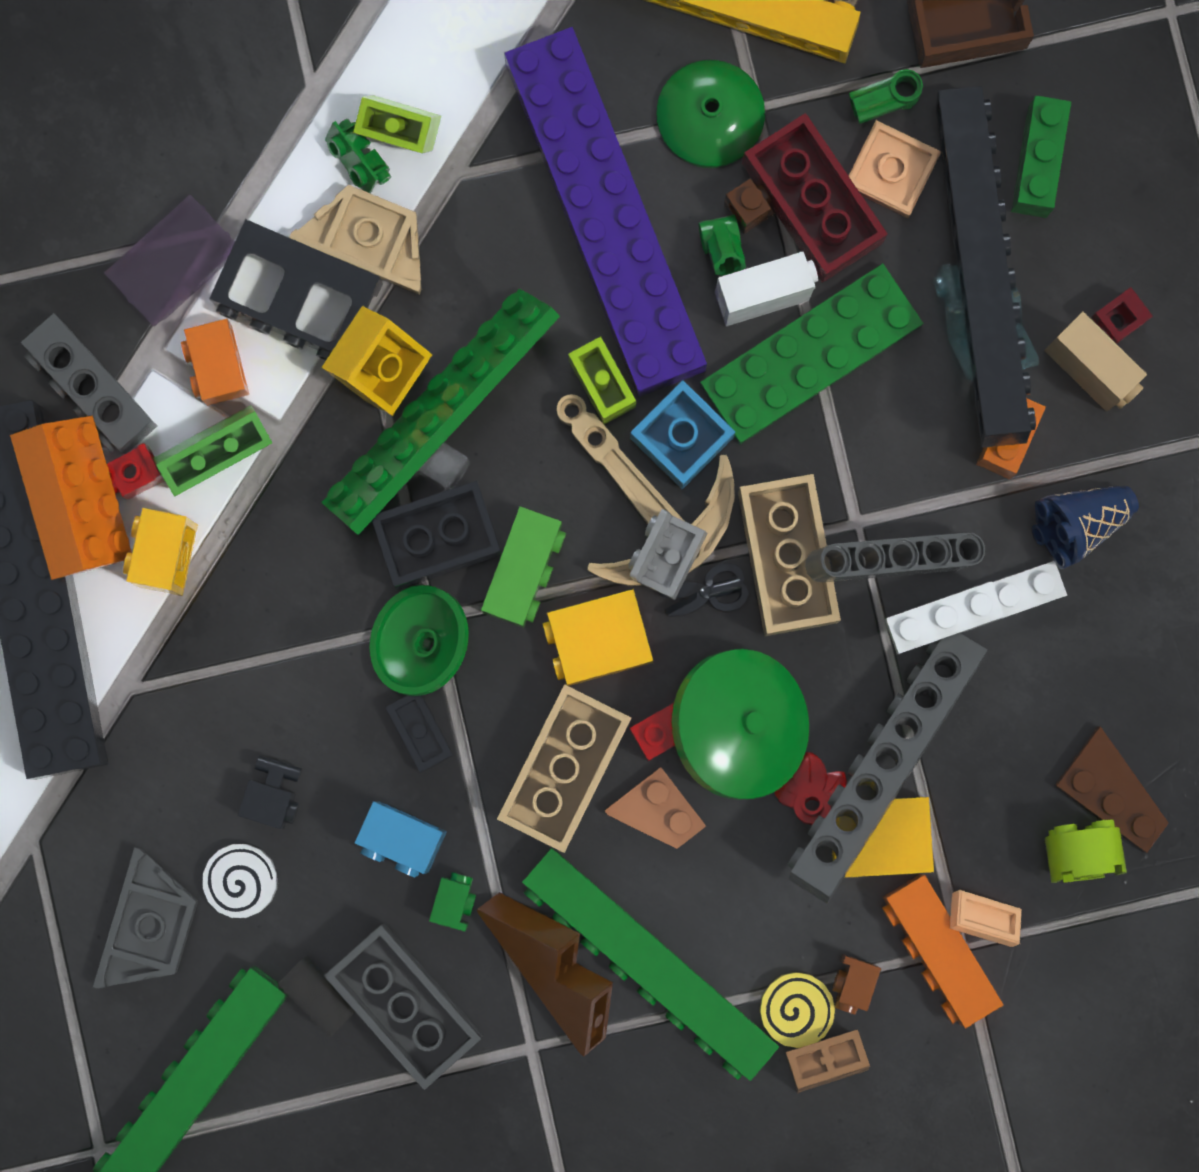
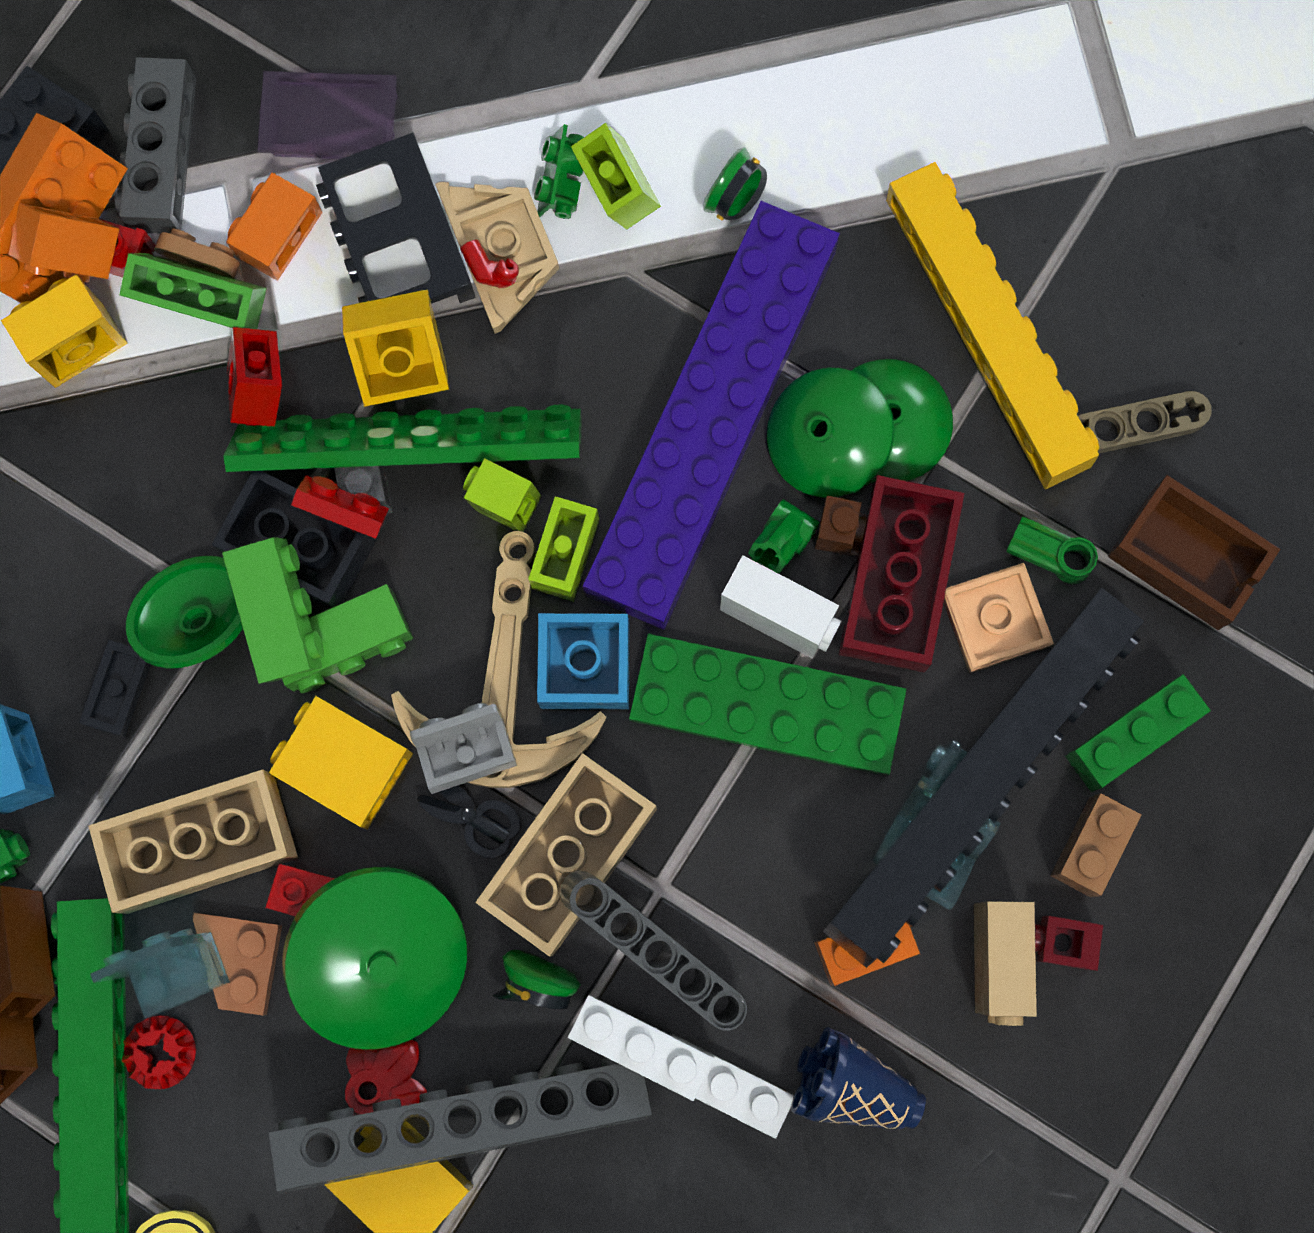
camera: 50 degrees right, 5 degrees down
(113, 497) = (62, 242): none -> orange brick
(172, 432) = (183, 249): none -> medium nougat plate
(309, 463) = (254, 377): none -> red brick
(382, 258) = (486, 271): none -> red arm
(439, 490) = (326, 500): none -> red plate
(474, 58) = (736, 187): none -> piece
(476, 584) = (273, 609): none -> bright green brick
(533, 385) = (501, 495): none -> lime brick
(632, 853) = (168, 970): none -> clear light blue bracket
(650, 903) = (177, 1042): none -> red gear
(707, 139) = (856, 436): none -> green dish
(845, 644) = (537, 981): none -> green piece
(1081, 246) = (1095, 845): none -> medium nougat brick

